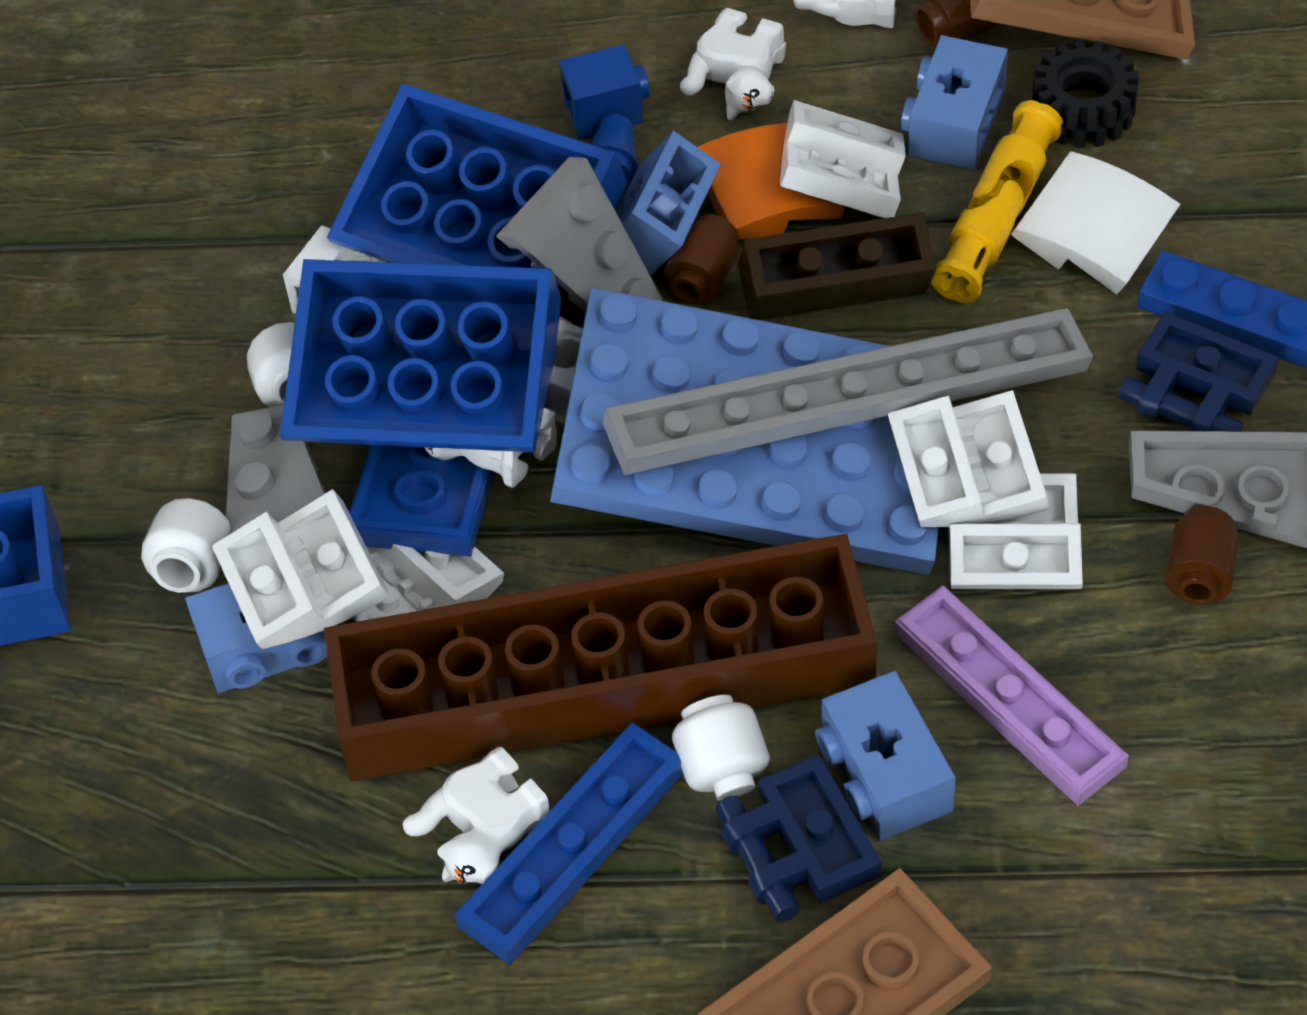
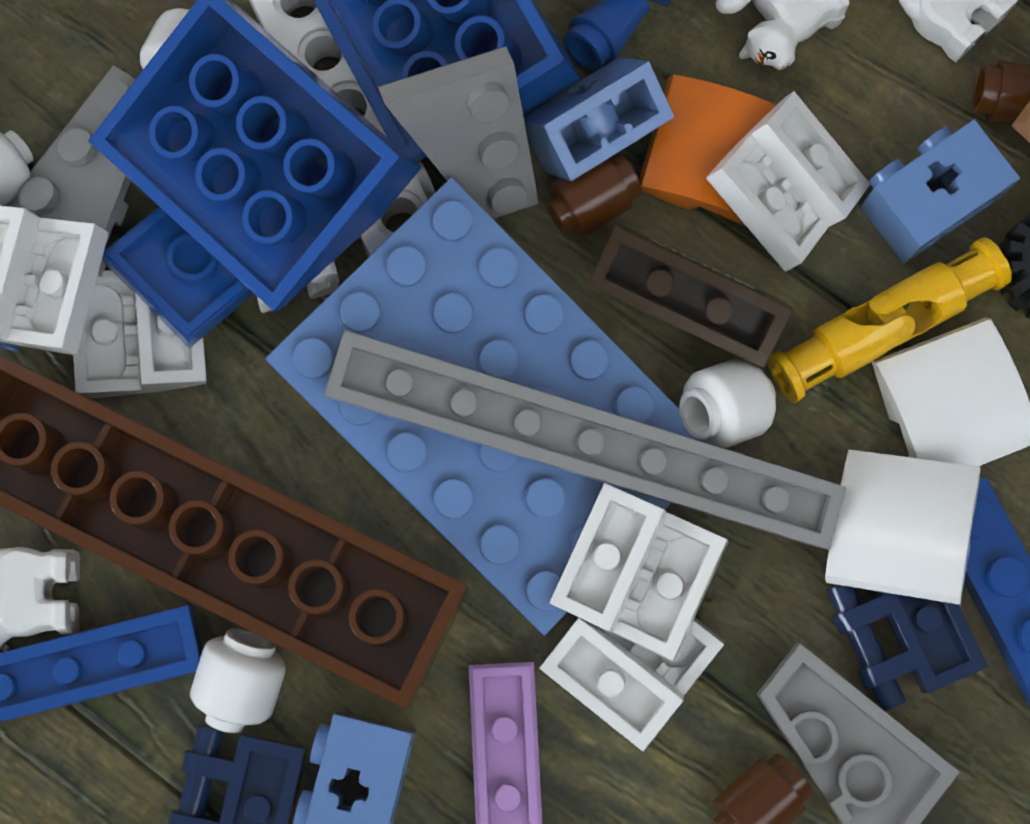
camera: 30 degrees right, 25 degrees up
(929, 310) = (728, 403): none -> white head
(1134, 306) = (904, 526): none -> white slope

